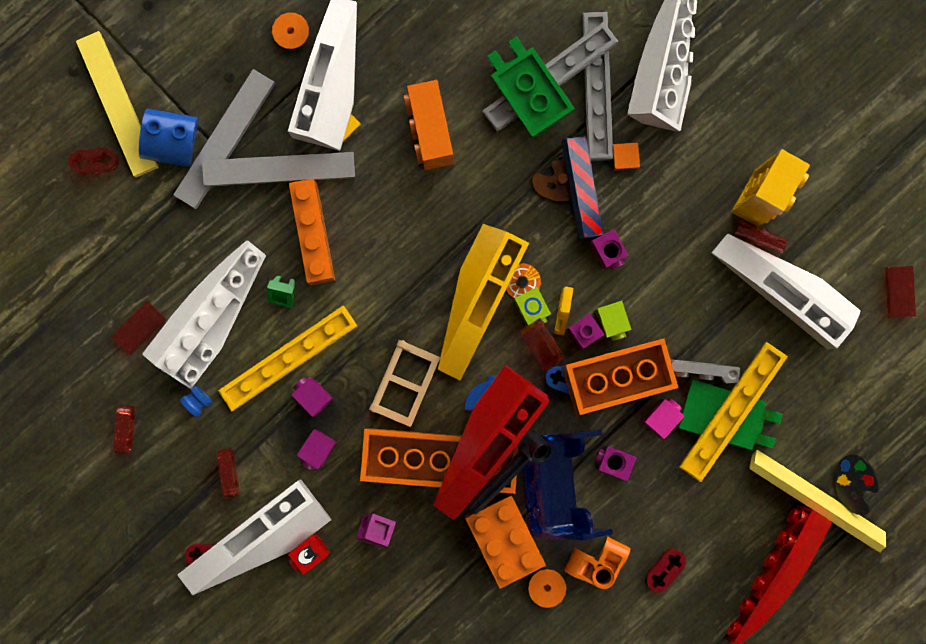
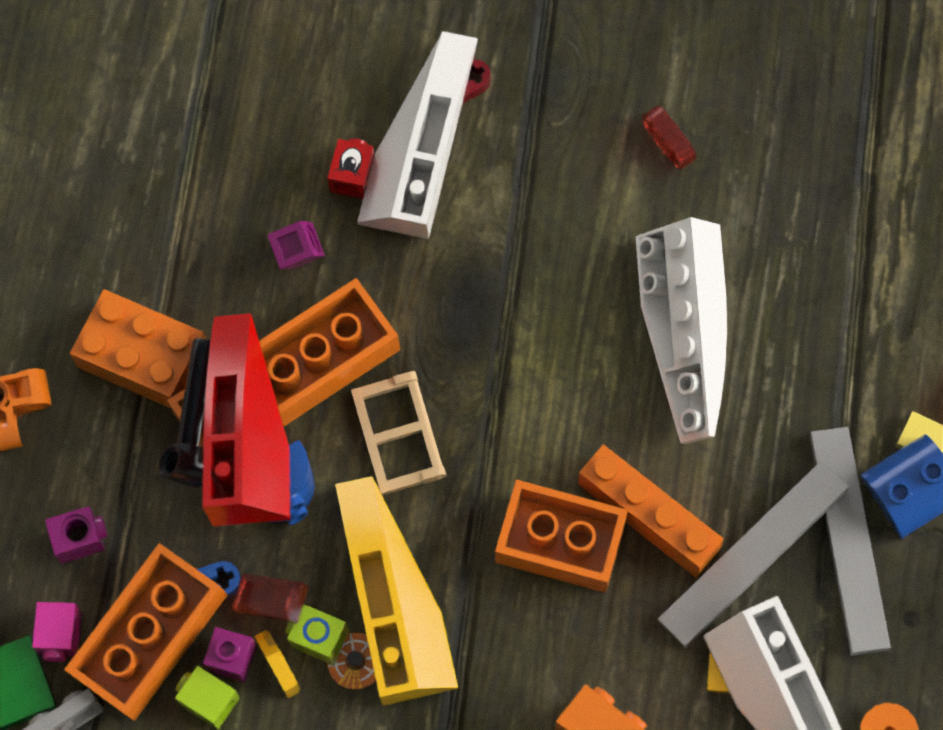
camera: 145 degrees right, 15 degrees down
(138, 327) = (752, 255): clear red tile -> none
(196, 401) = (617, 226): blue wheel -> none
(228, 472) = (514, 181): clear red beam -> none
(281, 293) = (626, 414): green tile -> none
(287, 358) = (555, 356): yellow tile -> none
(311, 396) = (491, 332): magenta brick -> none
(316, 450) = (436, 280): magenta brick -> none
(368, 254) = (561, 536): none -> orange brick
(547, 588) = (49, 338): orange piece -> none
(552, 495) = (122, 442): clear blue windscreen -> none

